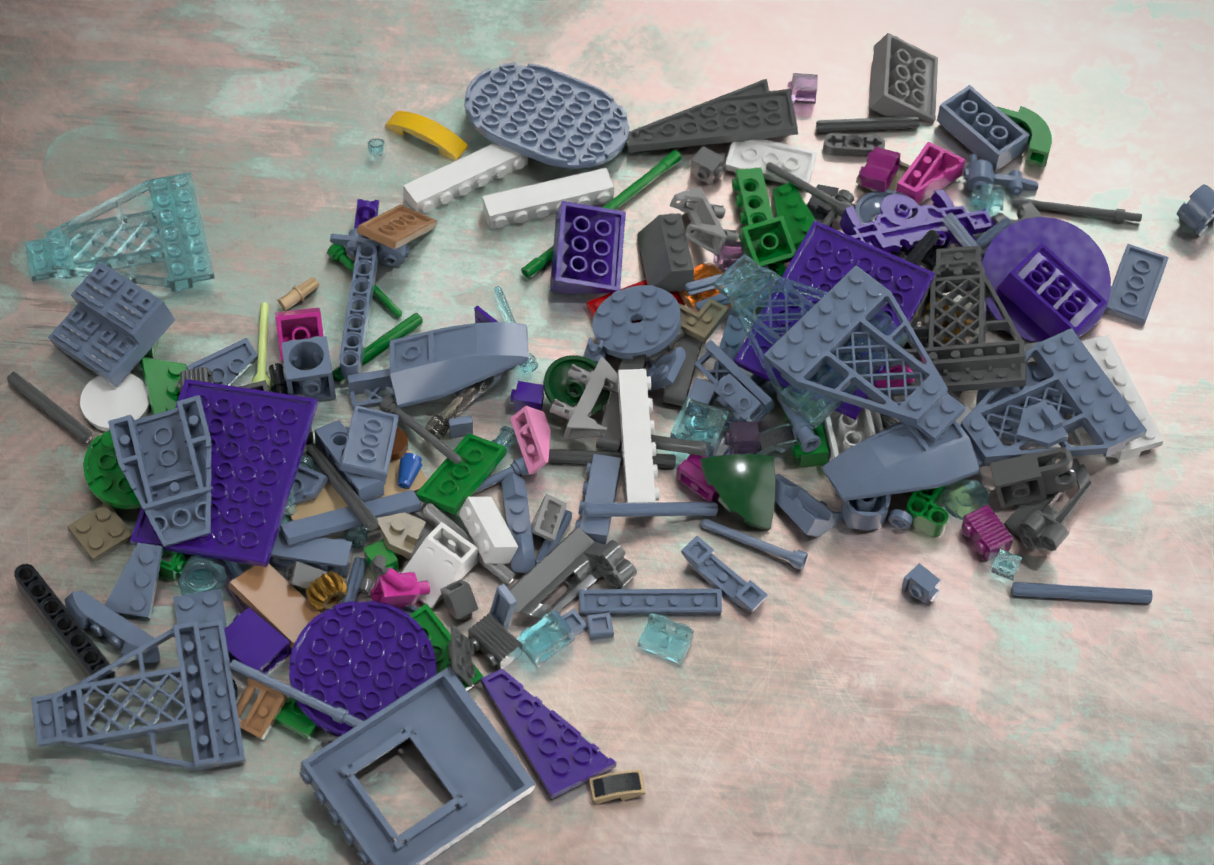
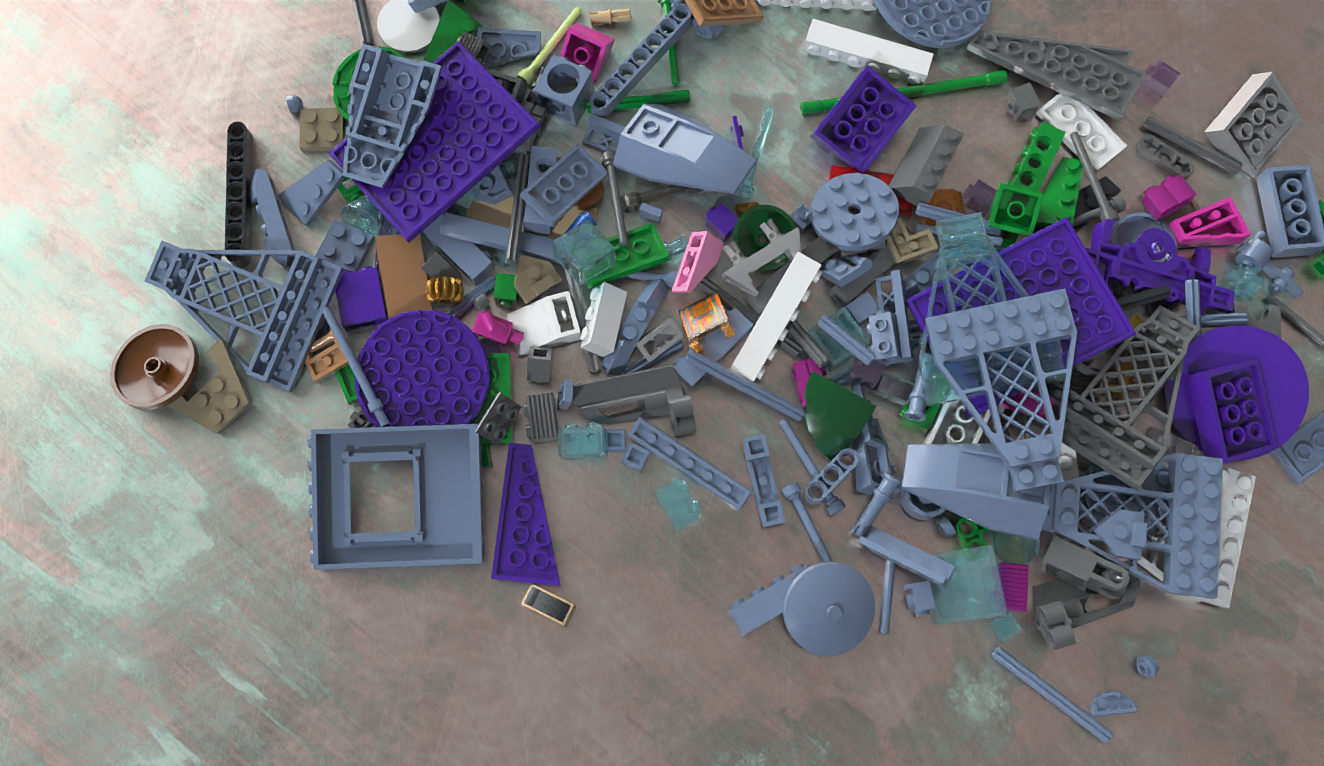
camera: 35 degrees right, 20 degrees up
(57, 525) = (294, 104): none -> sand blue hinge
(101, 814) = (154, 367): none -> reddish brown dish
(183, 806) = (221, 398): none -> dark tan wing
(431, 483) = (584, 252): none -> clear light blue brick
(537, 377) = (743, 207): none -> pearl gold tile
(575, 476) = (703, 318): none -> flag
(704, 220) = (978, 157): light grey hose -> none
(709, 419) = (846, 340): none -> sand blue axle
(756, 571) = (793, 493): none -> sand blue piece
(774, 542) = (835, 466): none -> sand blue beam
(806, 660) = (764, 603): none -> sand blue brick
(831, 522) = (881, 496): none -> sand blue pin
(856, 635) = (829, 608): none -> sand blue dish
(887, 557) = (907, 556): none -> sand blue fence
(890, 594) = (887, 597): none -> sand blue bar
(950, 547) = (973, 589): none -> clear light blue plate
(1133, 570) = (1112, 703): none -> sand blue tile
(1137, 524) = (1147, 666): none -> sand blue plate

